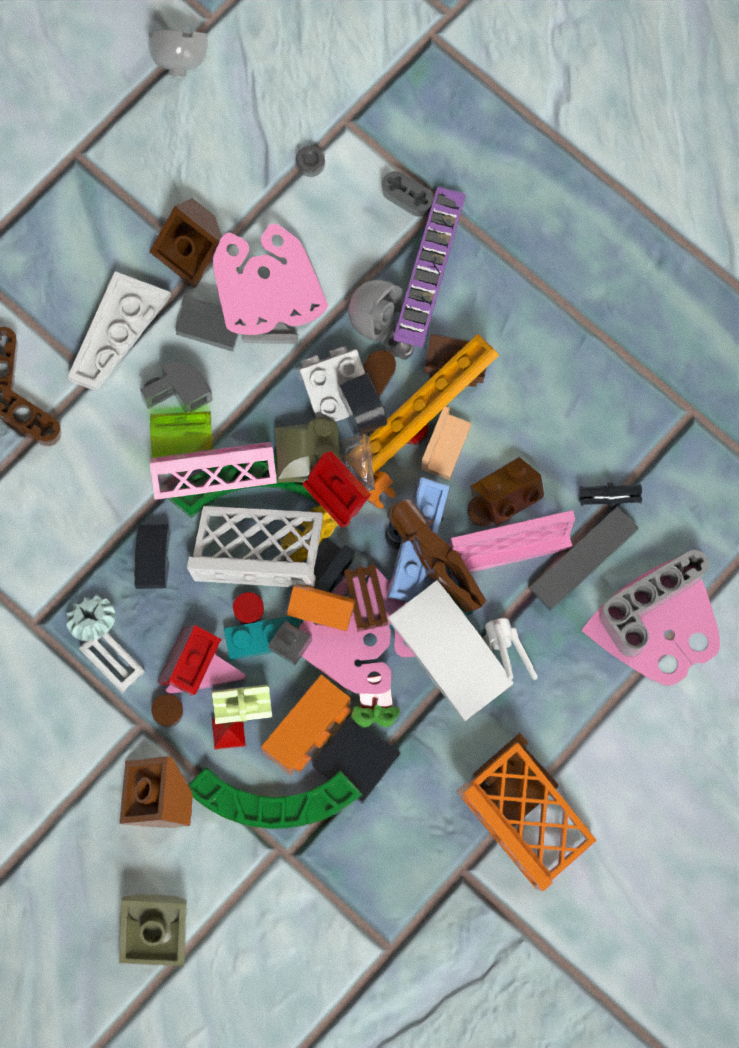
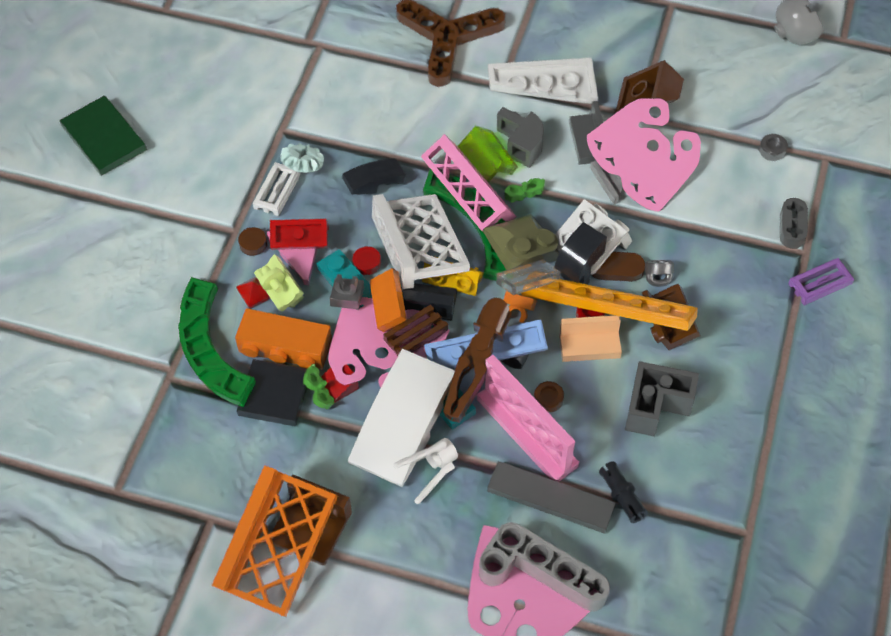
camera: 70 degrees right, 15 degrees down
(153, 930) = (61, 301): olive slope -> none
(155, 794) = (174, 260): dark orange slope -> none
(241, 410) = (528, 189): none -> bright green piece
(336, 489) = (495, 264): red plate -> none
(375, 308) = (675, 237): light grey cylinder -> none
(429, 267) = (737, 259): tile -> none
(480, 230) = (802, 291): none -> medium lavender tile
(509, 490) = (577, 406): reddish brown bracket -> none
(531, 416) = (659, 390): none -> dark grey brick

